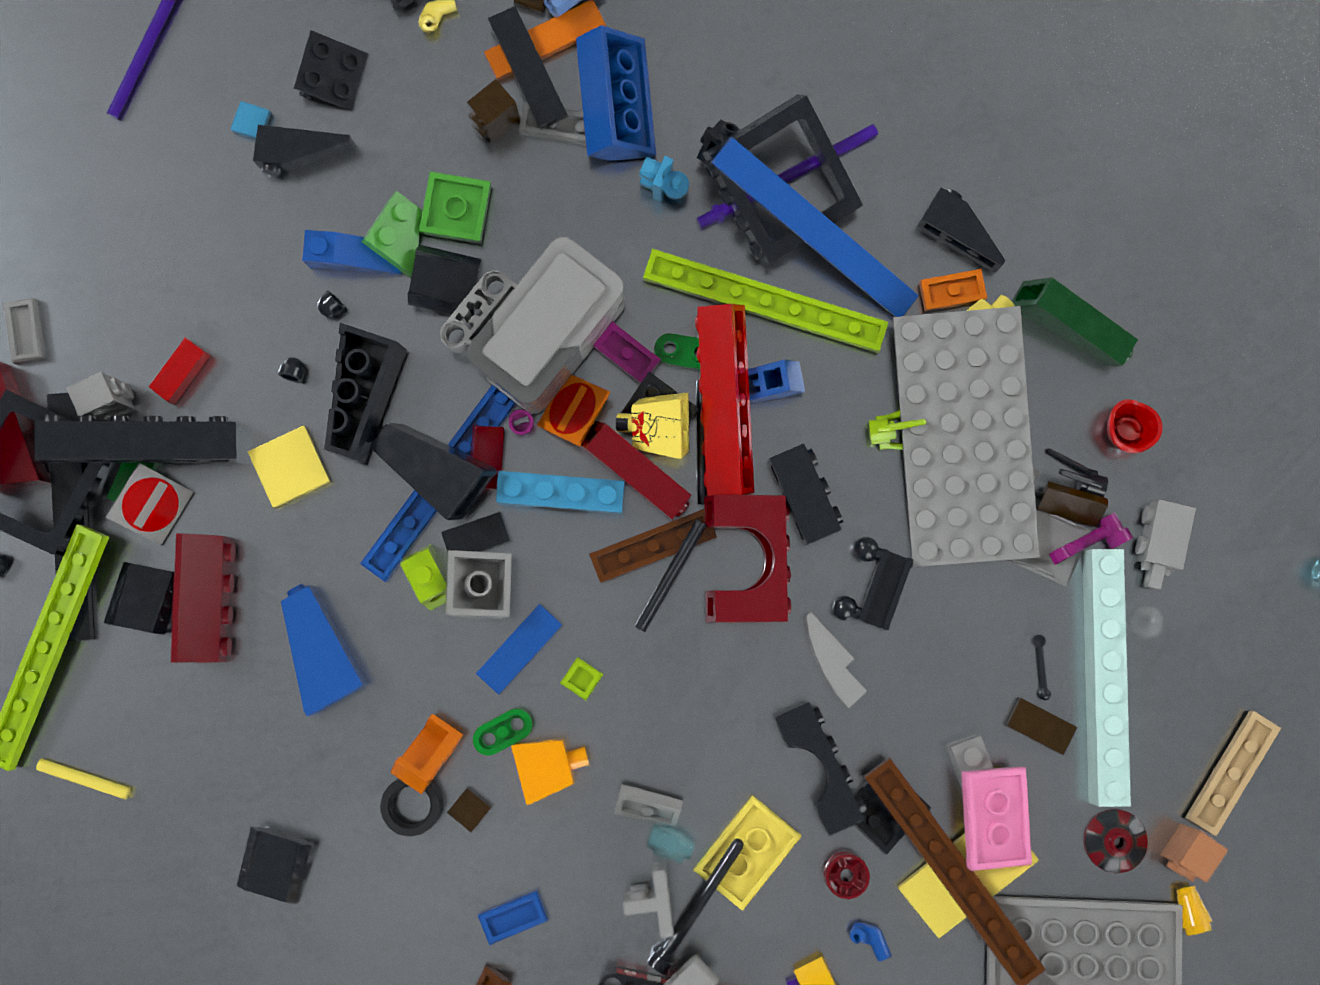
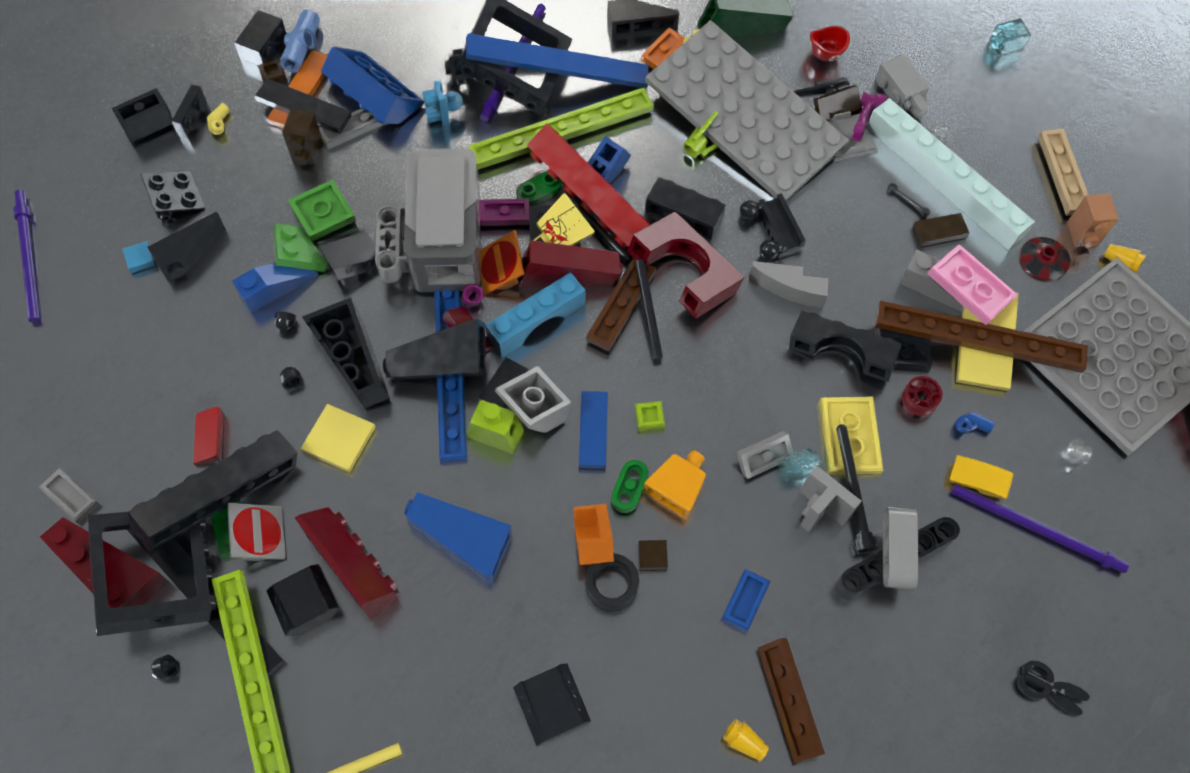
camera: 45 degrees left, 20 degrees down
(101, 397) = (159, 476): light grey brick -> none

